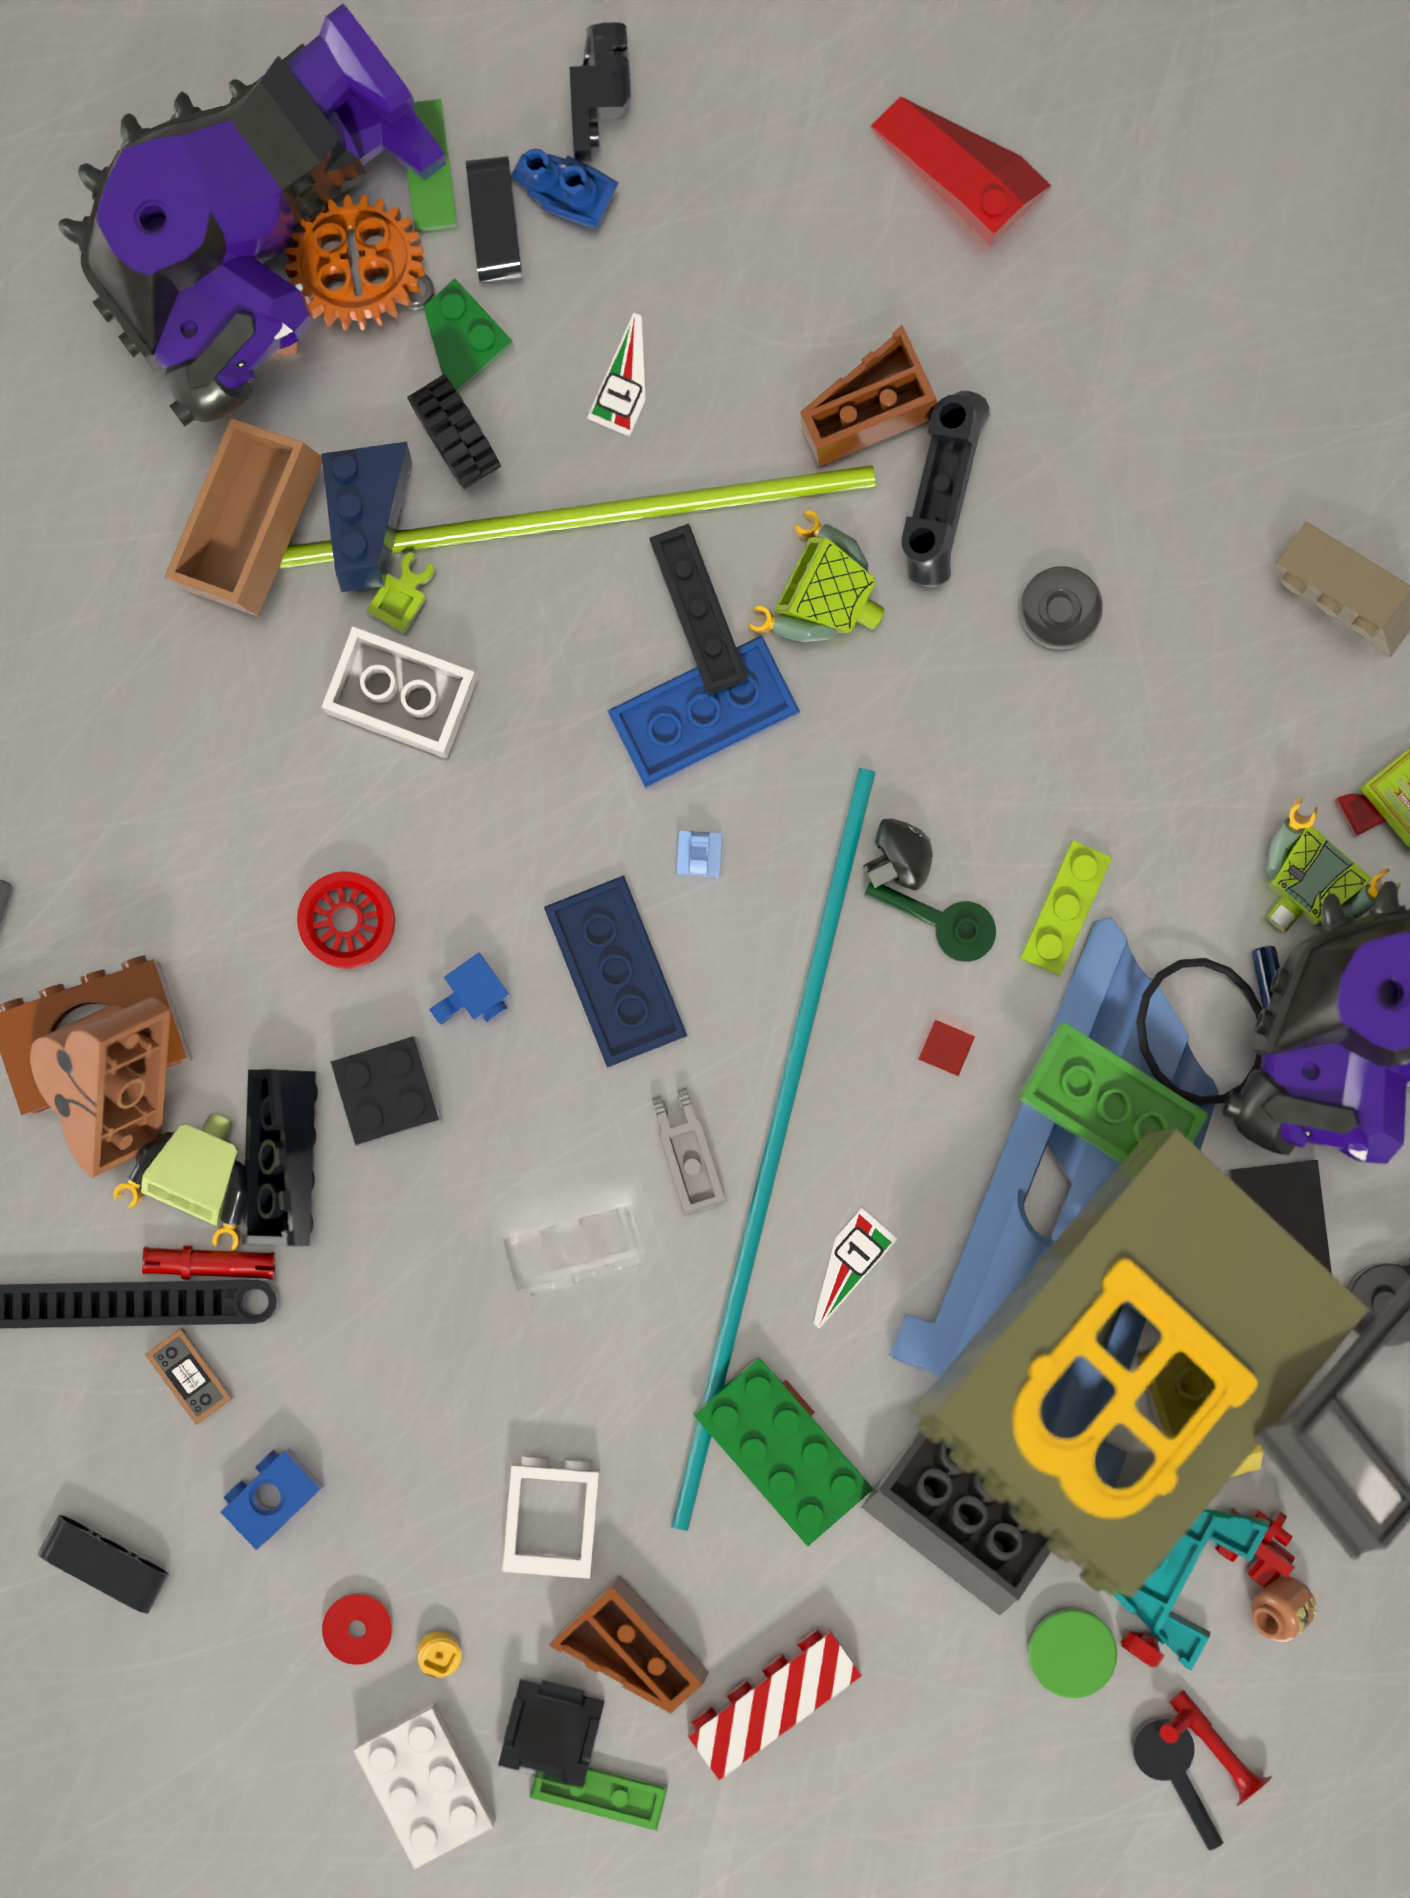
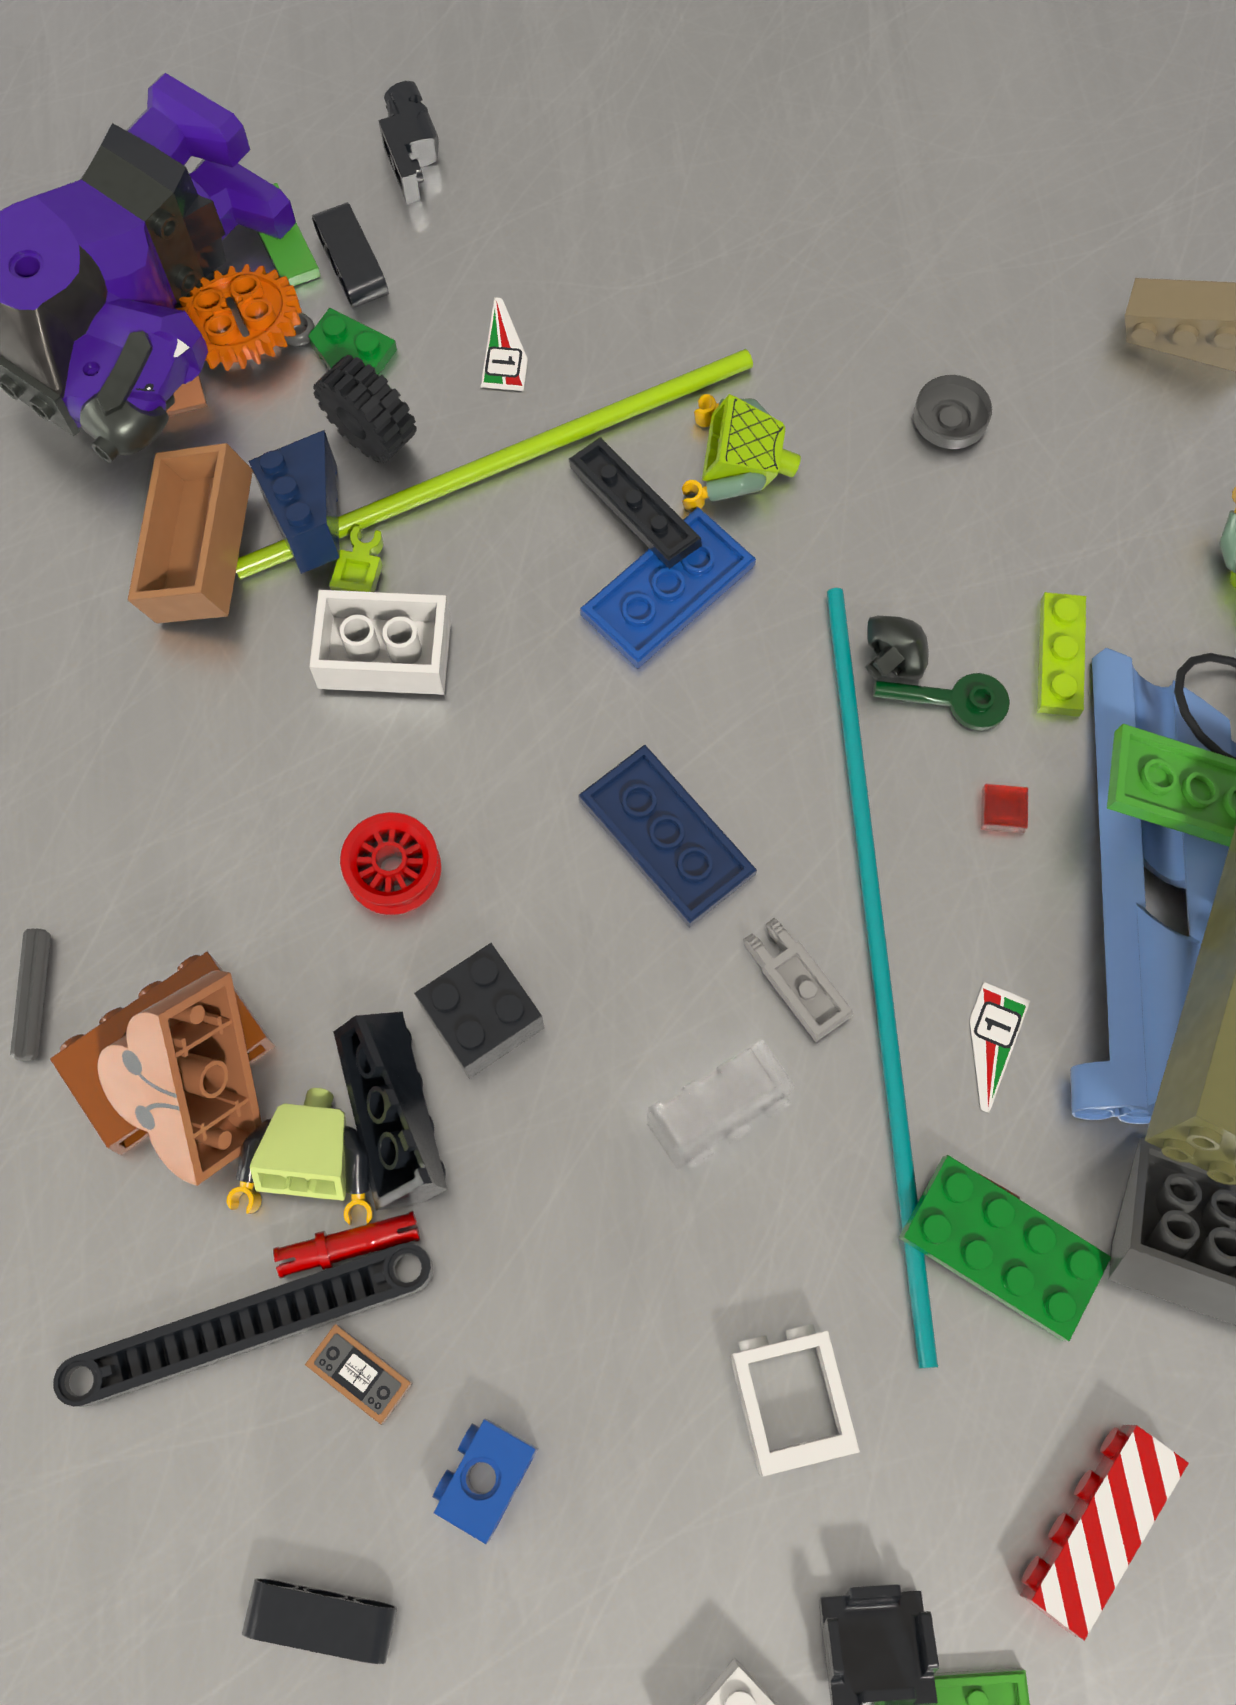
camera: 20 degrees left, 15 degrees down
(343, 1643) = (627, 1625): red piece -> none
(439, 1654) = (722, 1599): yellow tile -> none
(475, 989) = (537, 888): blue brick -> none
(565, 186) = (401, 218): blue connector -> none
(632, 1647) = (931, 1517): dark orange wedge -> none
(699, 853) = (708, 706): light blue tile -> none
(870, 403) = (726, 296): dark orange wedge -> none
(943, 485) = (814, 342): black plate -> none
(970, 173) = (741, 124): red wedge -> none

